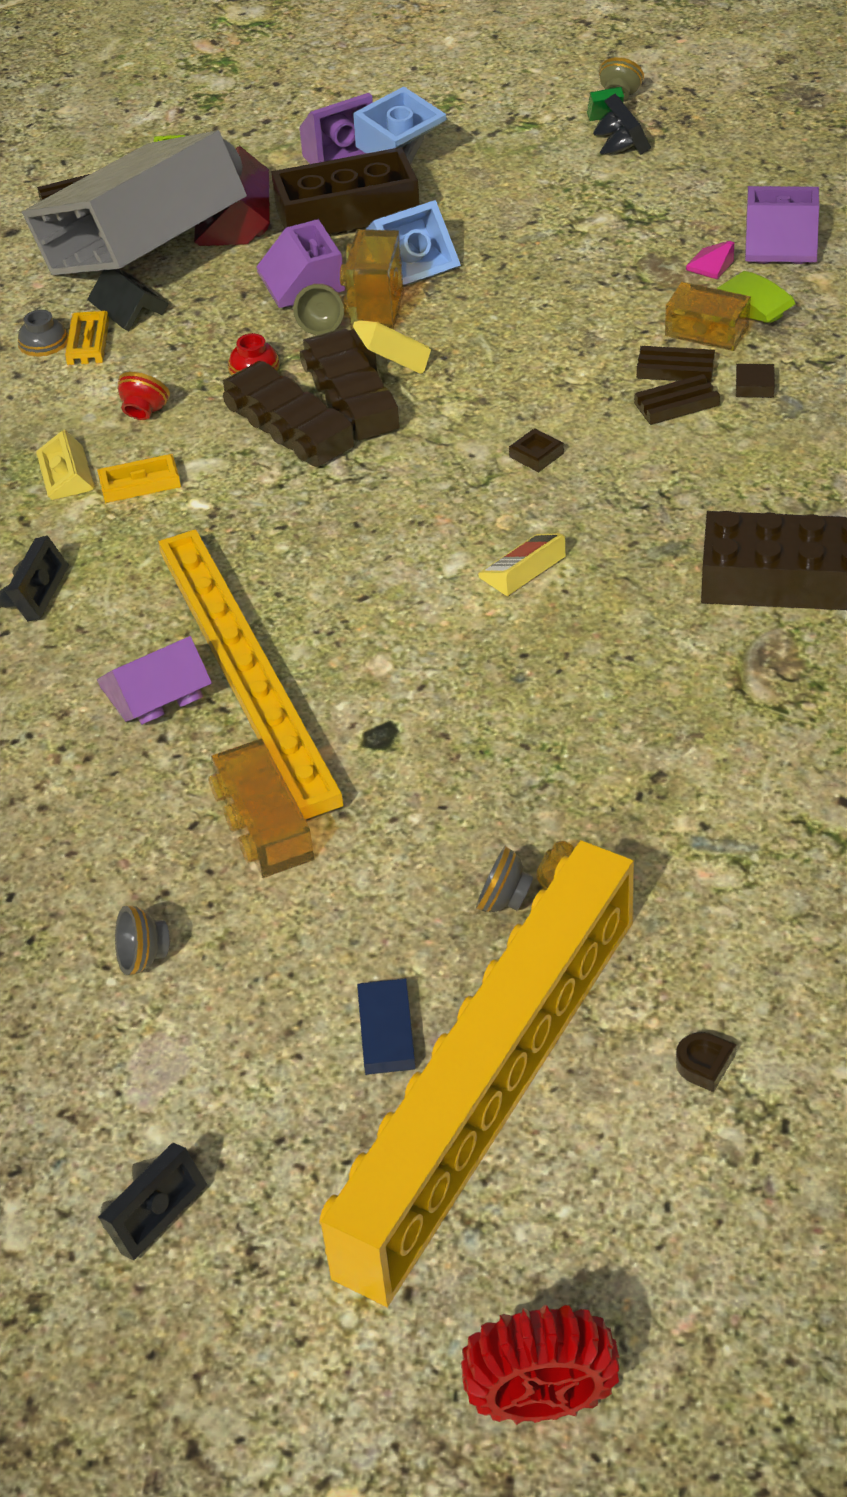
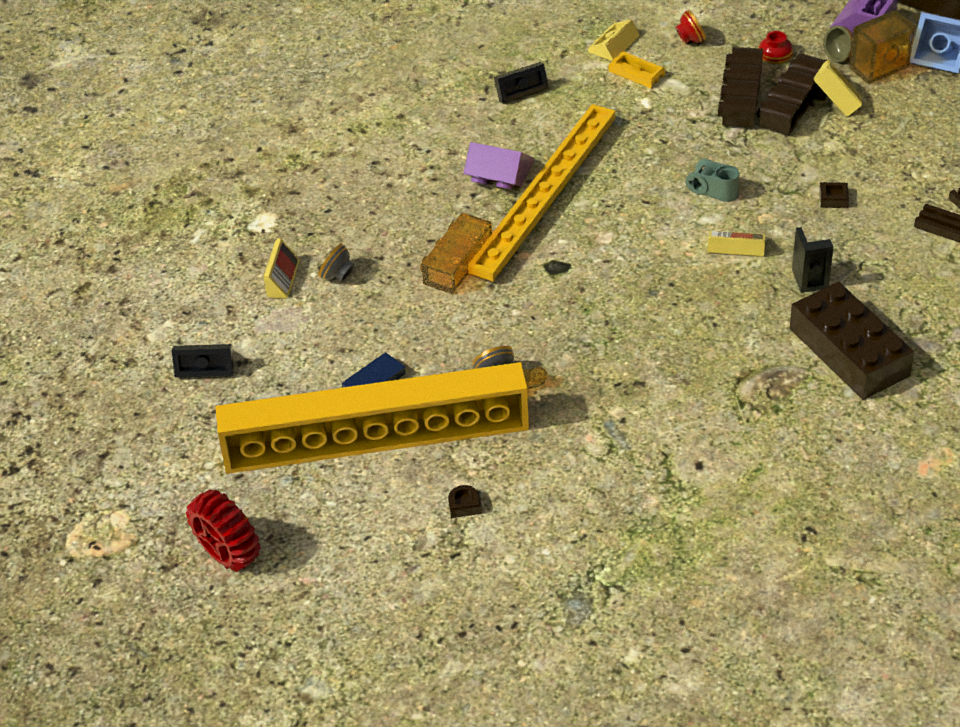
camera: 50 degrees right, 0 degrees up
(73, 1012) = (280, 270): none -> slope
(412, 518) = (716, 179): none -> sand green piece
(642, 517) = (811, 262): none -> pearl dark grey panel

